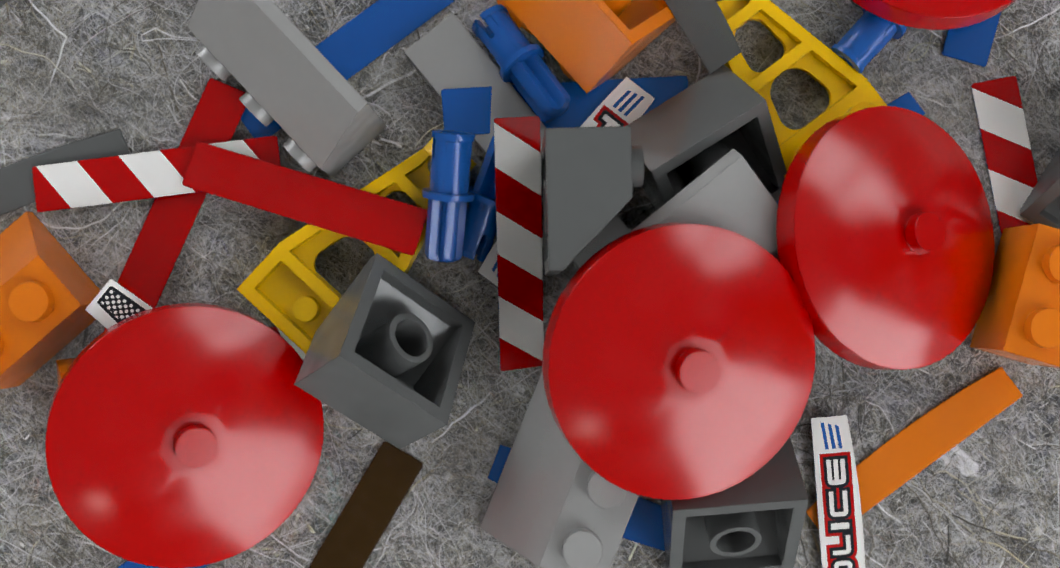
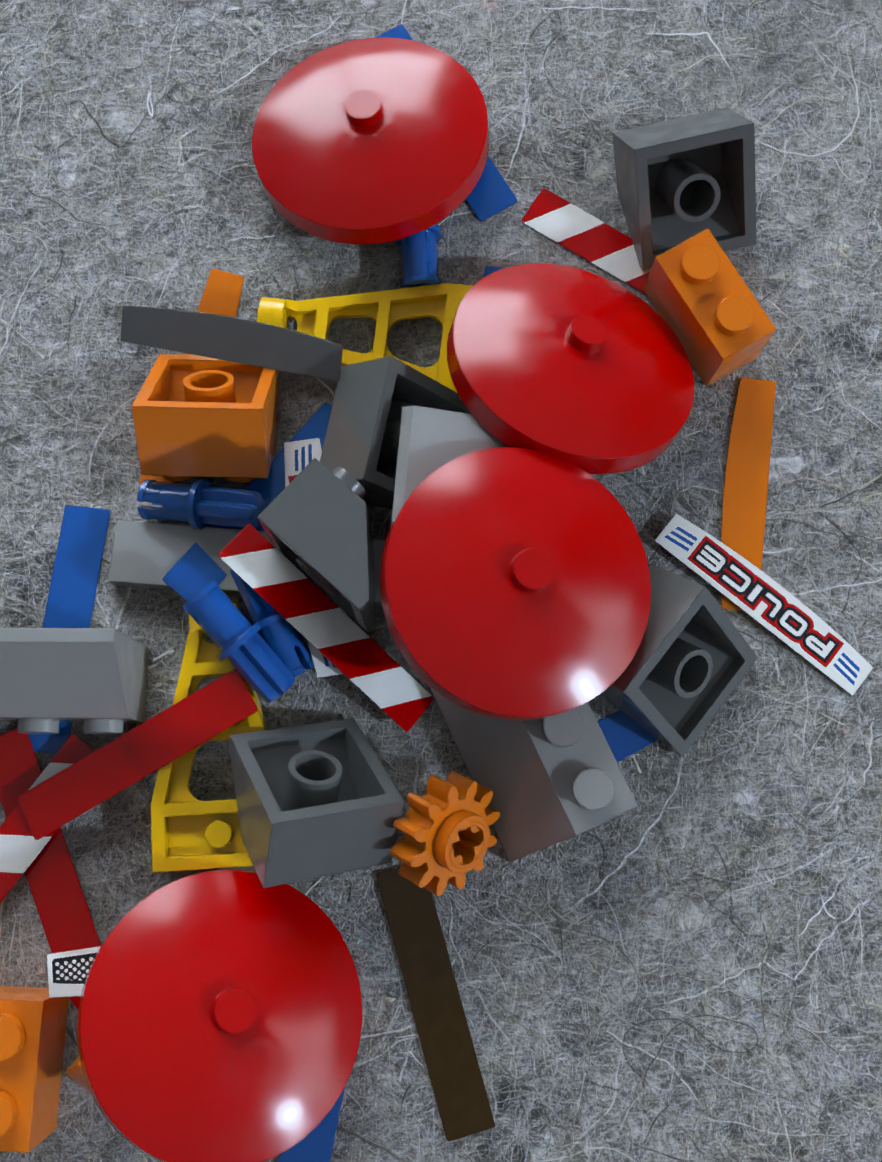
camera: 40 degrees left, 10 degrees down
(455, 468) = (445, 832): none -> orange gear

